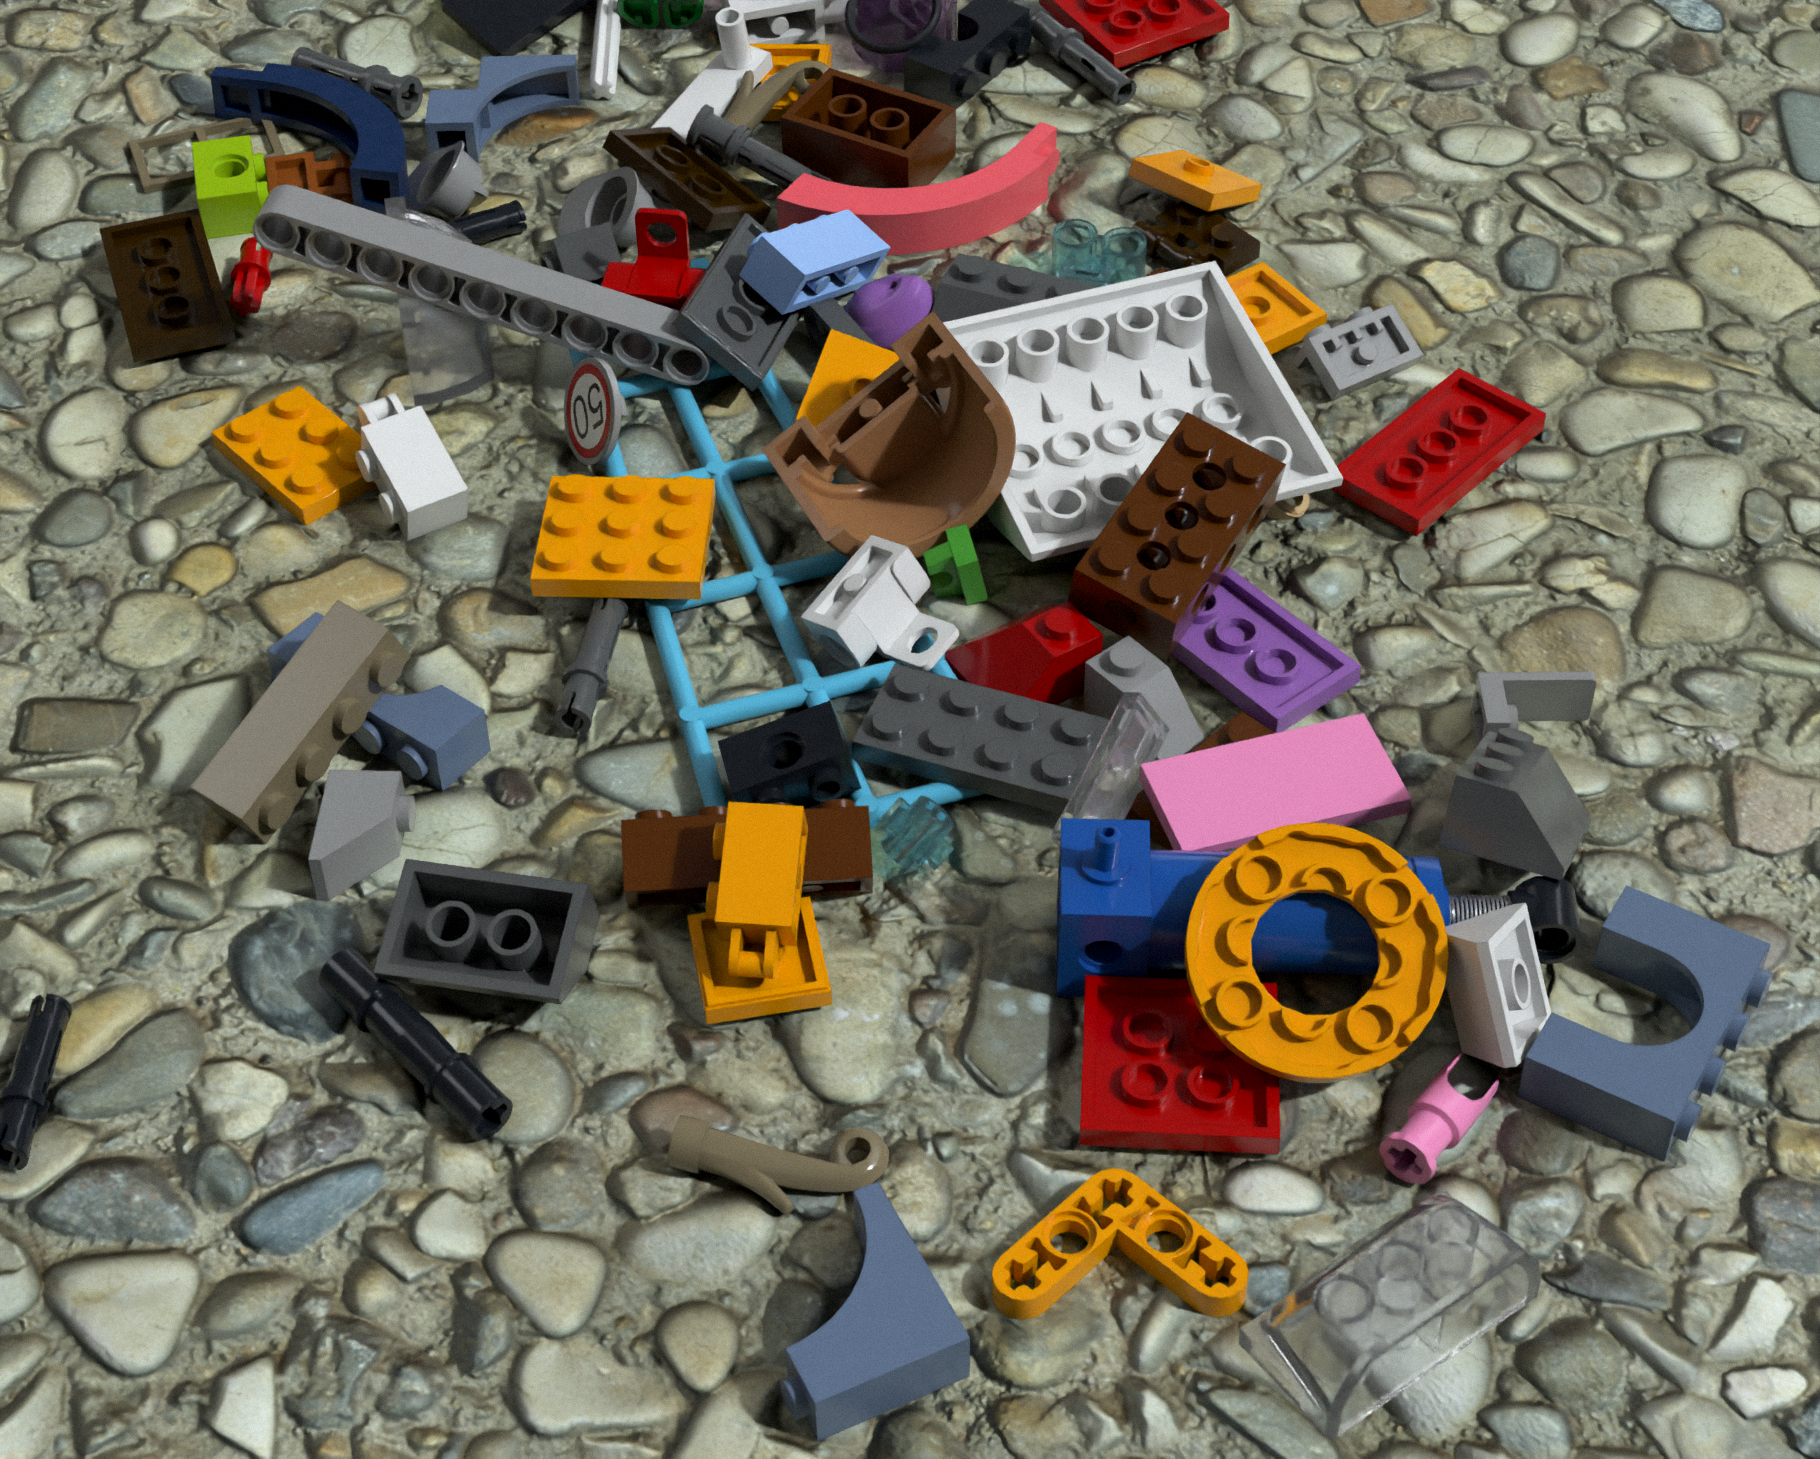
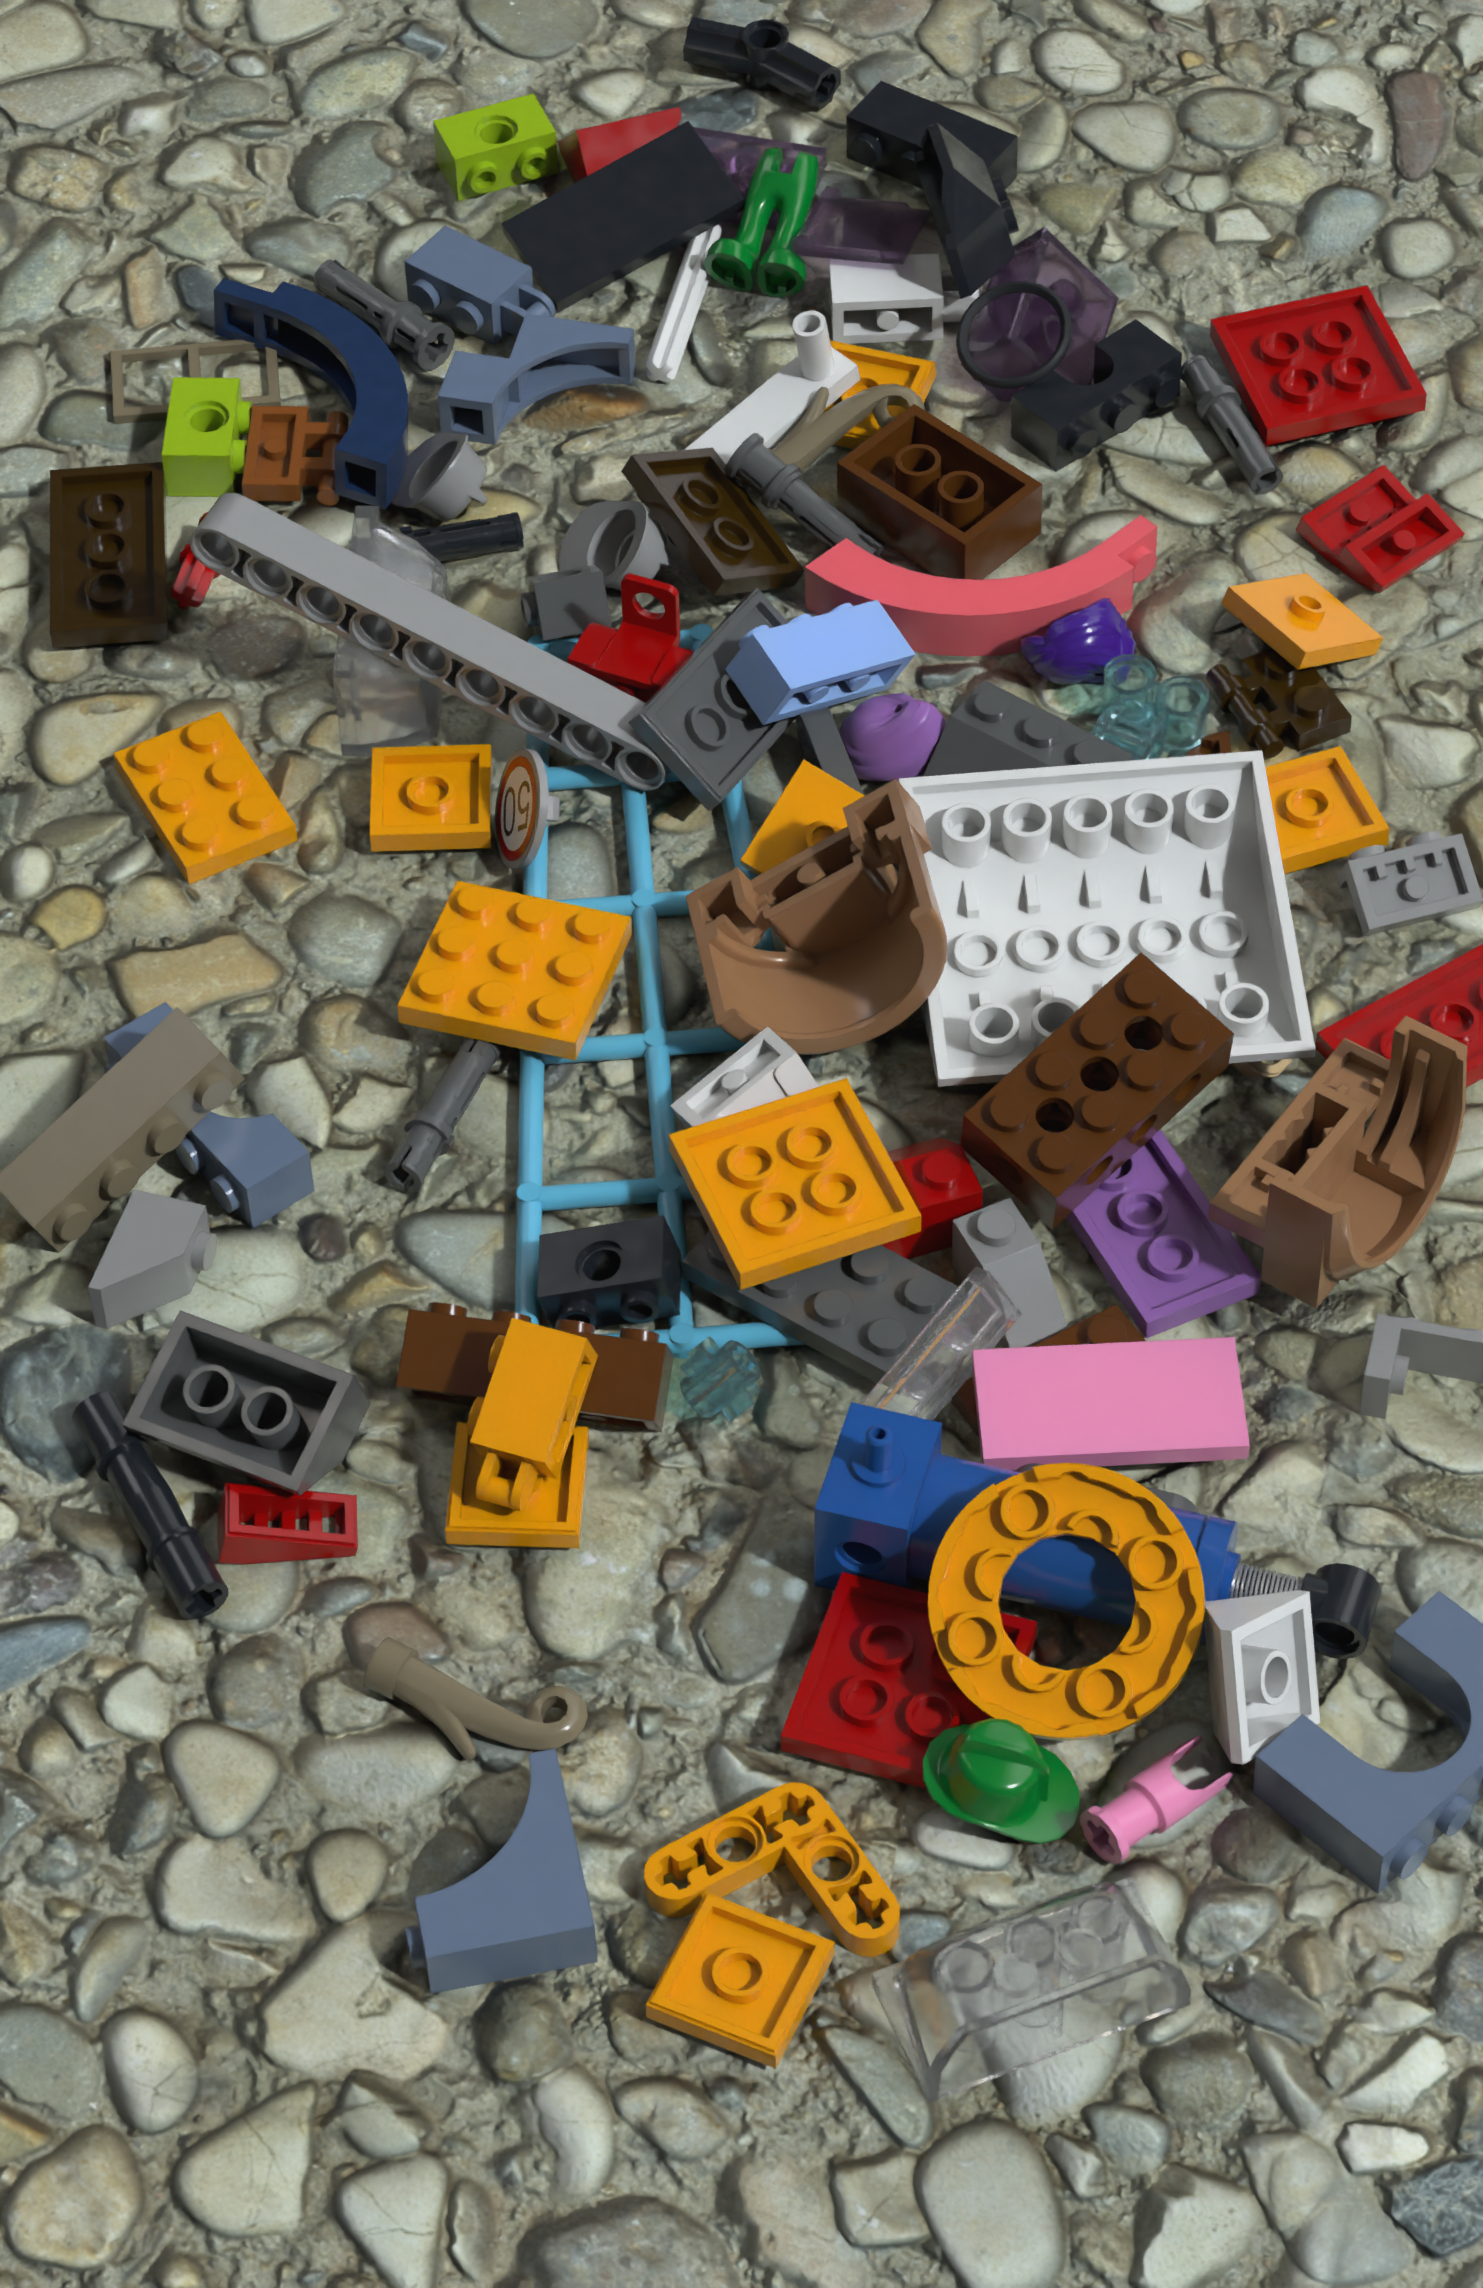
camera: 15 degrees right, 5 degrees up
(409, 467) = (308, 842): white brick -> none
(430, 47) = (473, 286): none -> sand blue brick
(506, 421) = (431, 797): none -> light orange plate
(515, 1056) = (267, 1544): none -> red slope
(937, 656) = (794, 1183): none -> light orange plate
(958, 567) = (868, 1070): bright green tile -> none
(1021, 224) = (1080, 645): none -> dark purple hair
(1117, 1362) = (740, 1980): none -> light orange plate
(1226, 114) = (1379, 530): none -> red slope
(1296, 1126) = (1001, 1781): none -> green piece
(1420, 588) = (1343, 1200): none -> medium nougat piece
(1515, 807) = (1352, 1479): dark grey slope -> none

